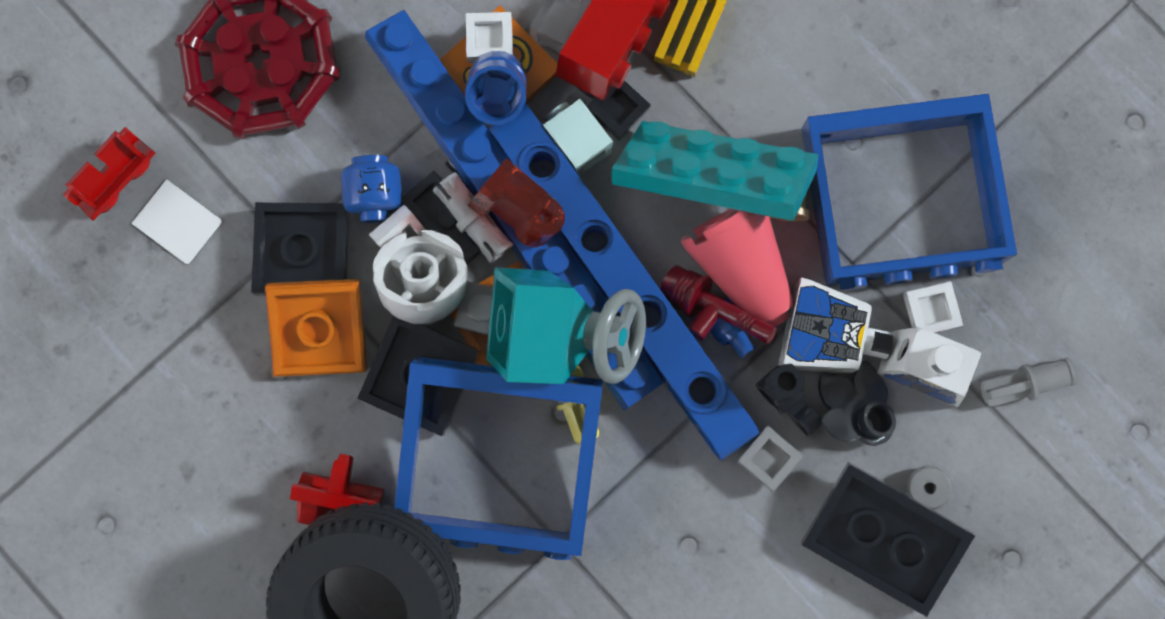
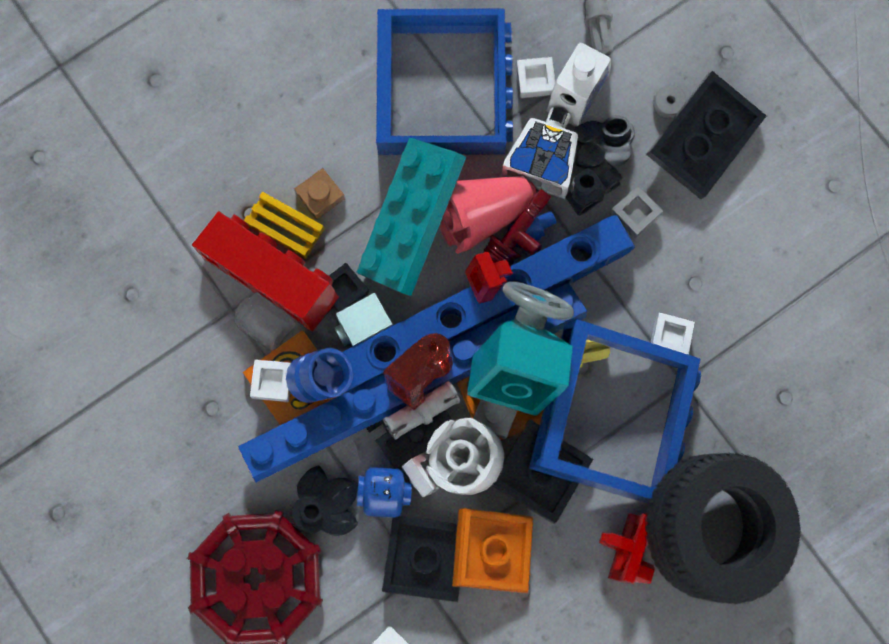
camera: 80 degrees left, 5 degrees down
(359, 129) = (329, 499): none -> black plate
(611, 519) = (672, 332): none -> white plate
(646, 272) = (486, 276): none -> red tile
(738, 63) = (319, 193): none -> medium nougat plate

